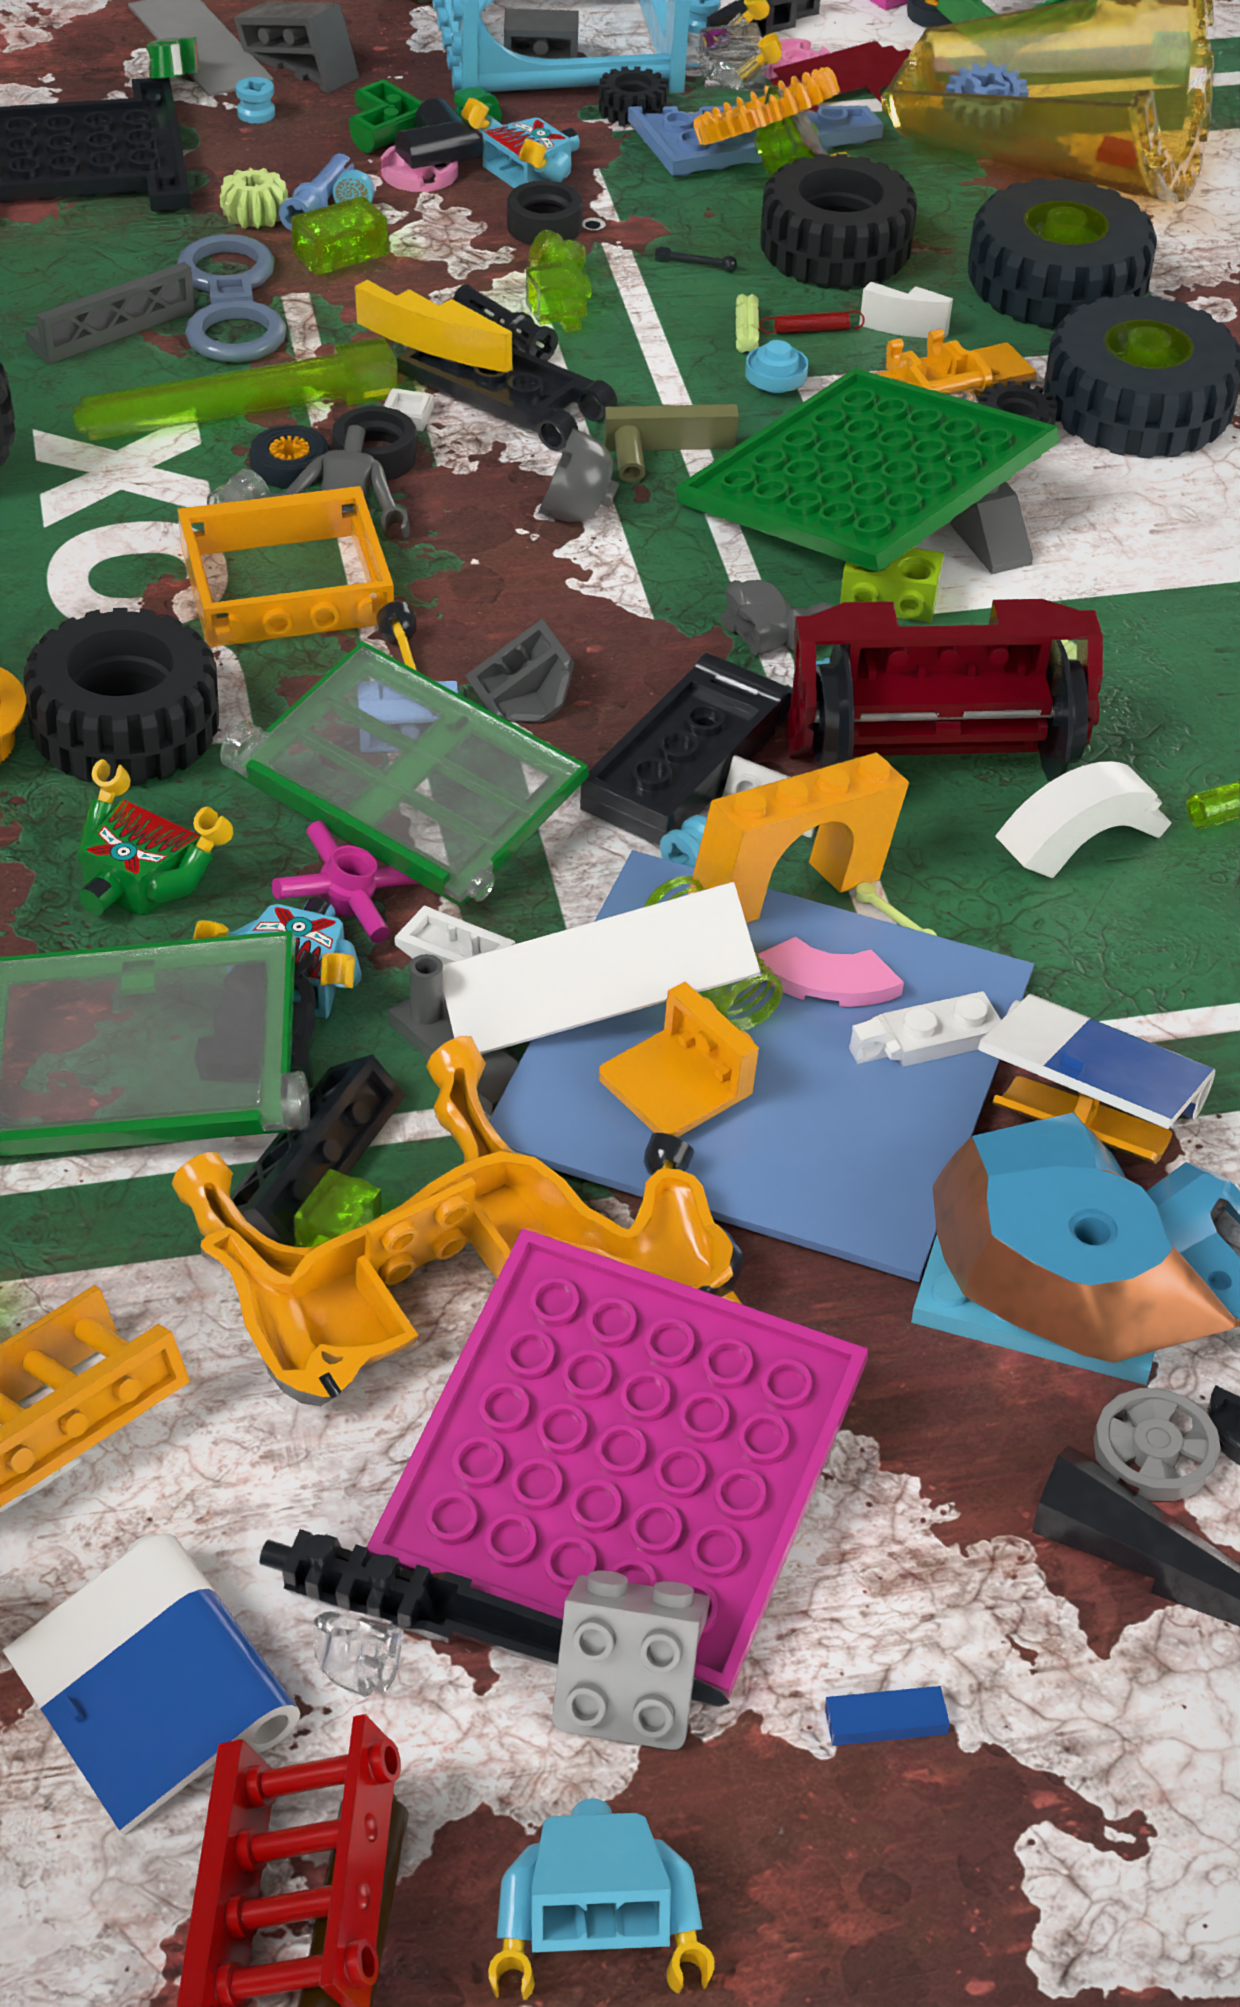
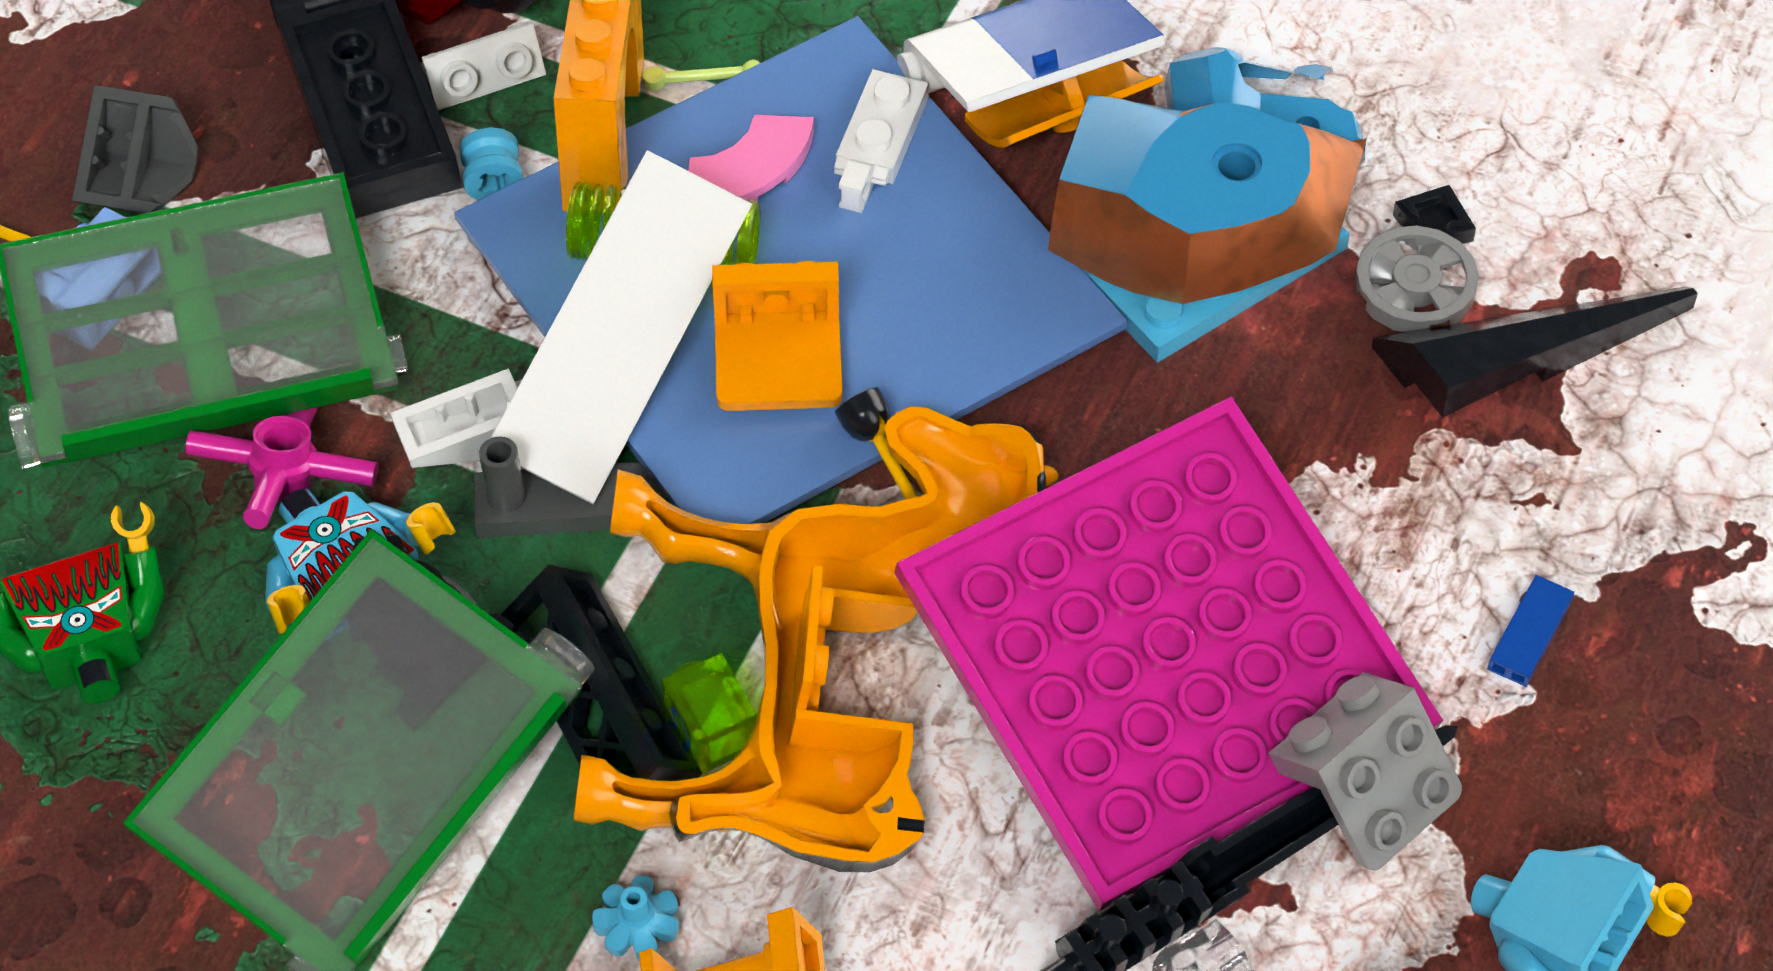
camera: 50 degrees left, 10 degrees up
(143, 1281) = (636, 917): none -> medium azure plant

